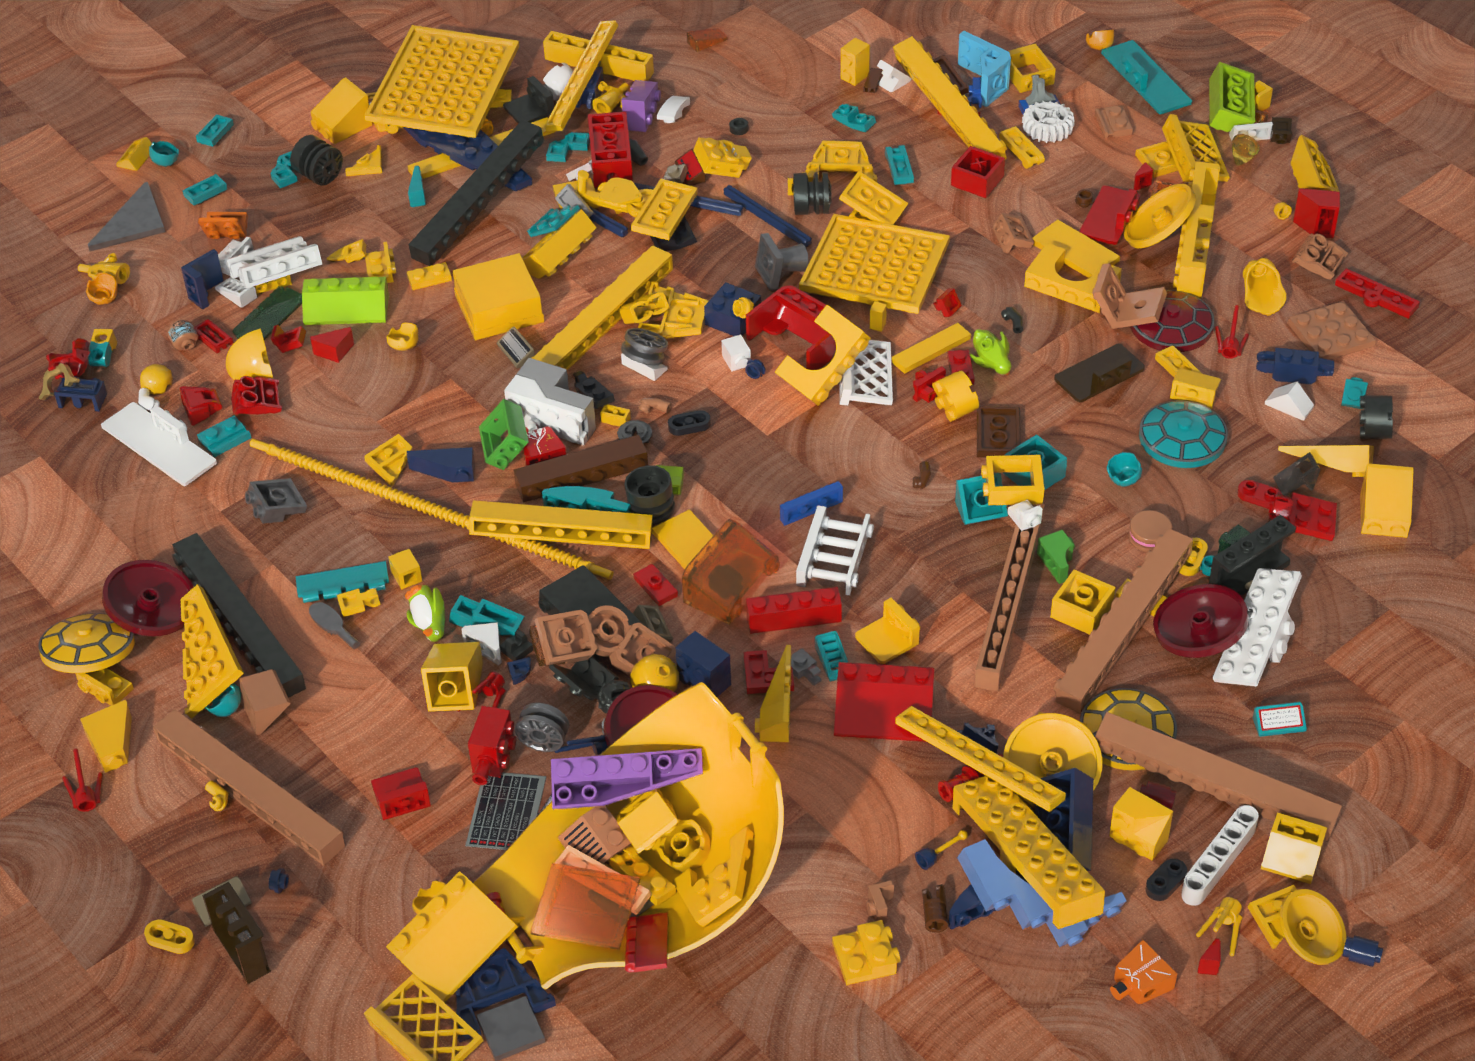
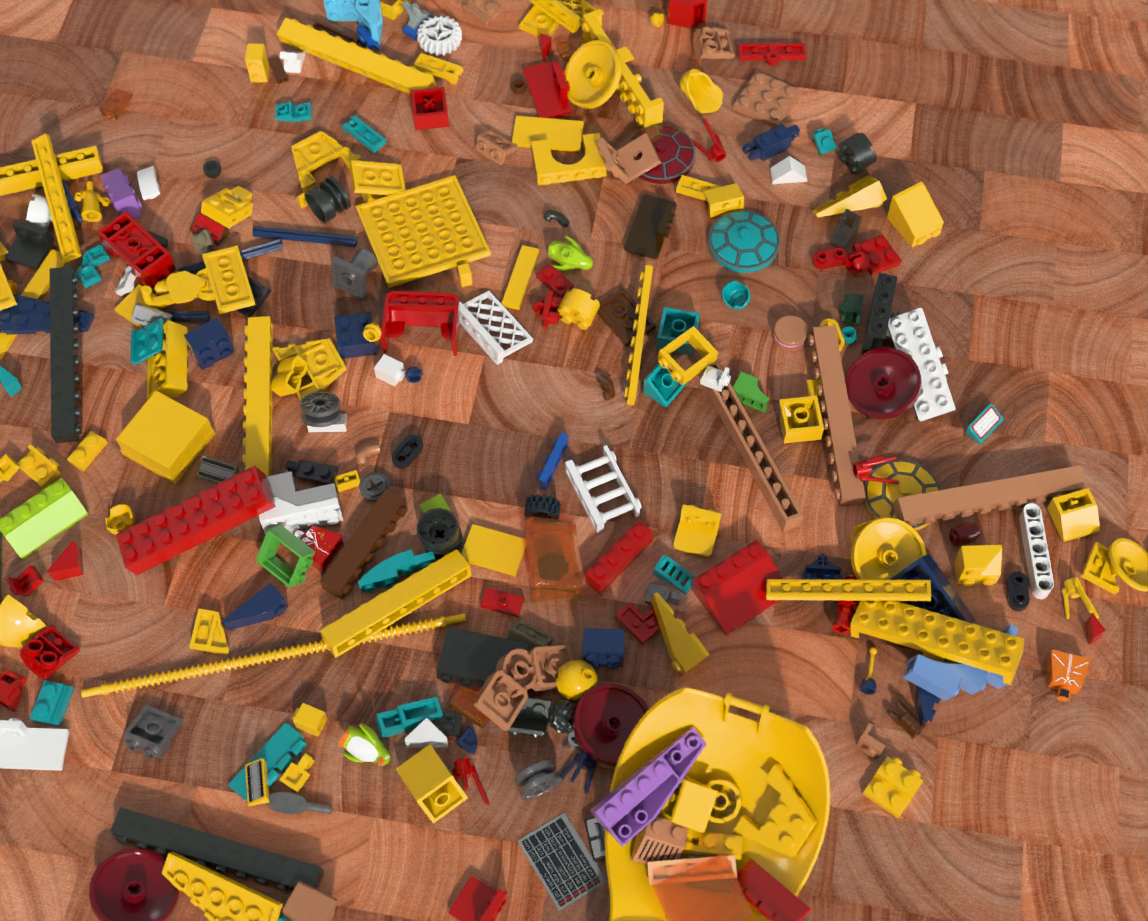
camera: 40 degrees left, 15 degrees up
(318, 585) = (257, 782): none -> slope
(456, 362) = (195, 520): none -> red brick
(491, 743) = (514, 821): red brick -> none
(600, 247) = (209, 343): none -> dark blue brick
(762, 527) = (542, 507): none -> black bush
(818, 383) = (472, 362): yellow arch -> none
(948, 302) = (502, 233): red tile -> none
(998, 443) = (637, 341): none -> yellow plate
(1099, 671) = (864, 468): none -> red plant

